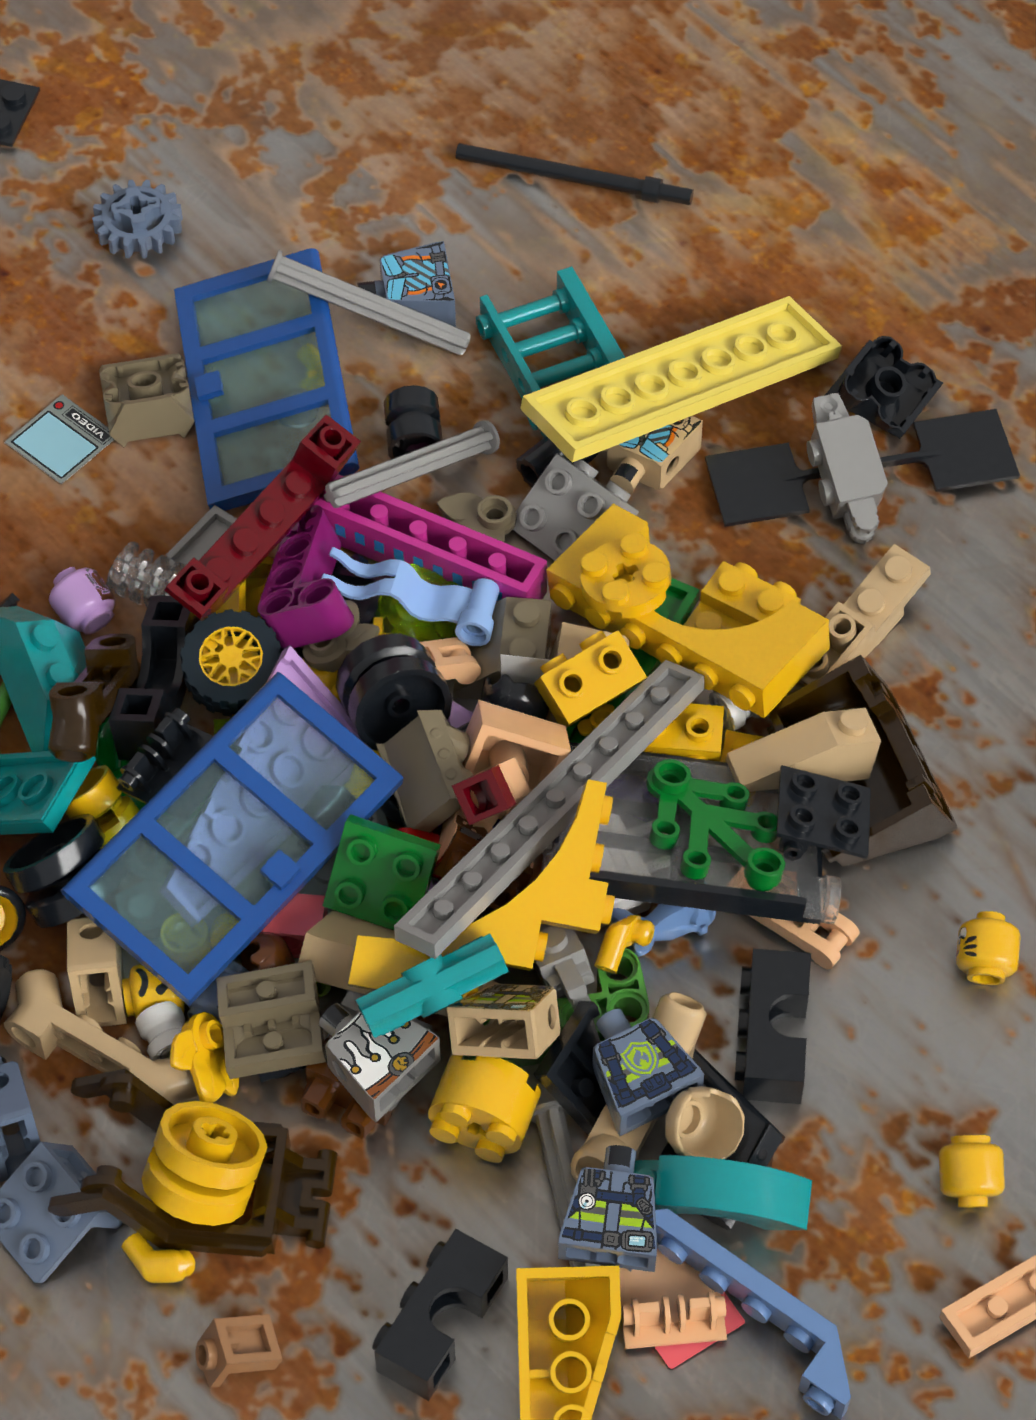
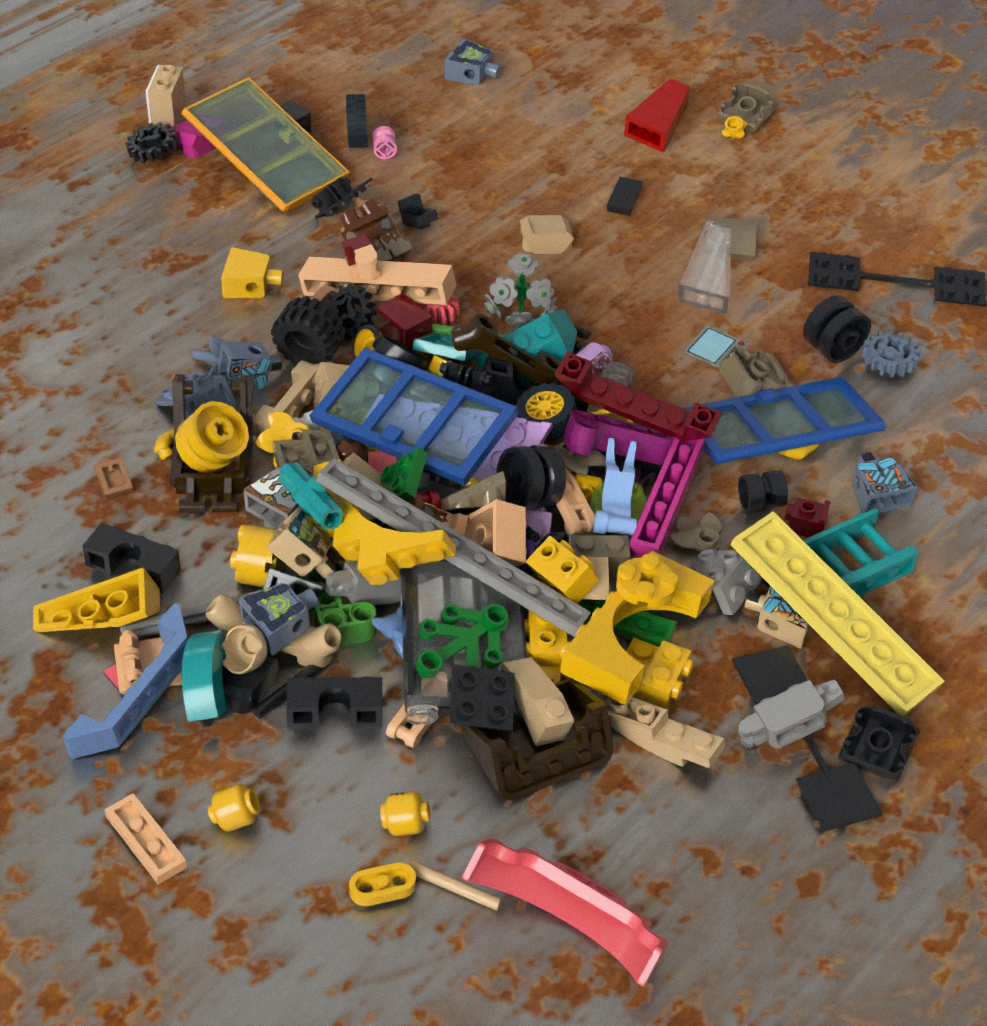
camera: 80 degrees right, 10 degrees down
(91, 264) = (836, 328): none -> black wheel
(356, 486) = (713, 475): light grey axle -> none
(368, 304) = (848, 454): light grey axle -> none
(469, 384) = (807, 516): none -> dark red brick
(494, 789) = (454, 513): dark red leg -> none
(611, 1215) = (173, 602): torso -> none
(620, 936) = (379, 605): yellow arm -> none

